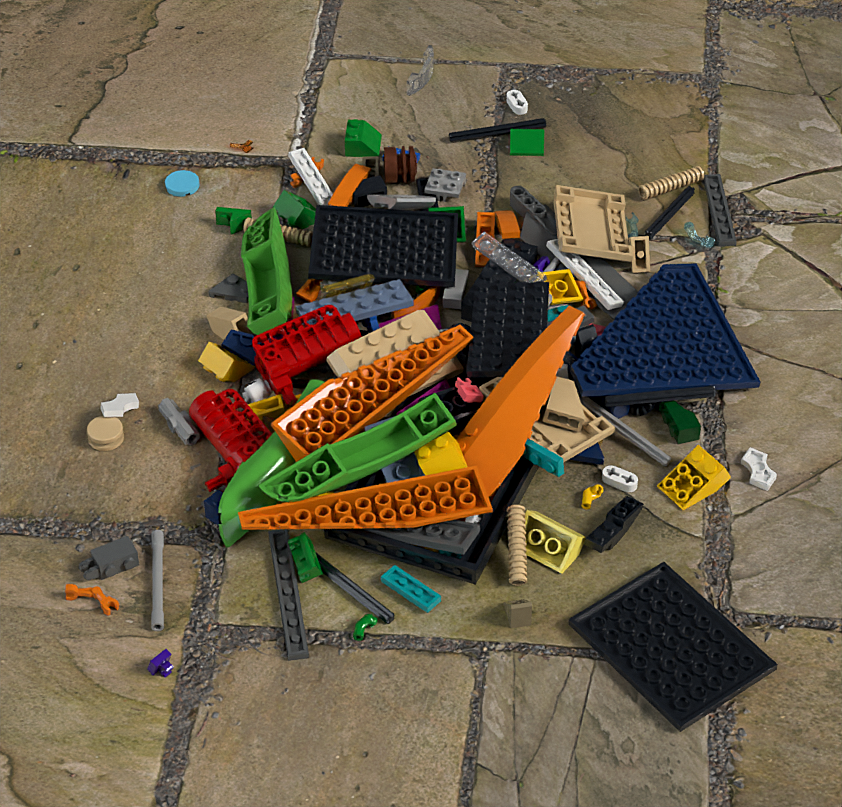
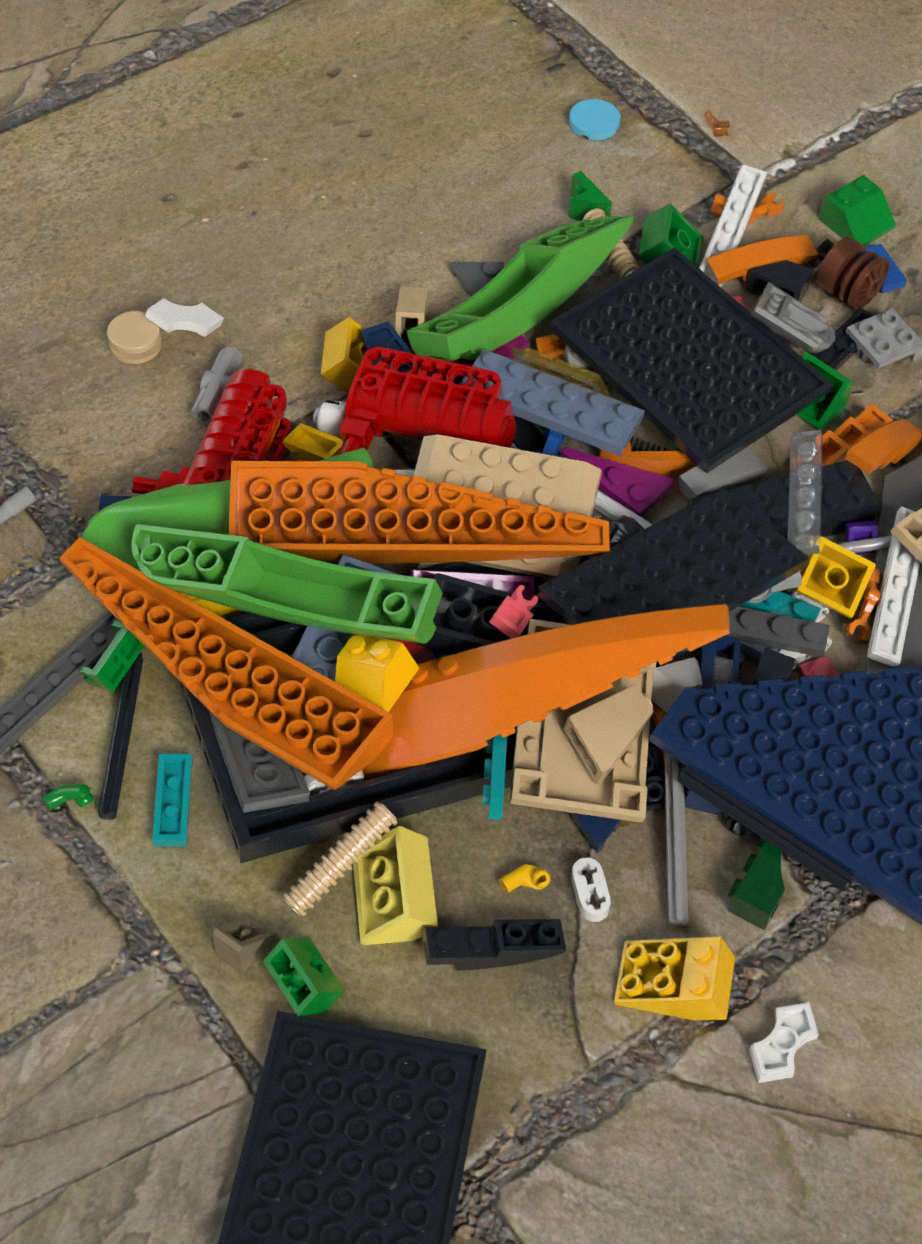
camera: 45 degrees right, 10 degrees up
(562, 597) = (303, 976): none -> green brick

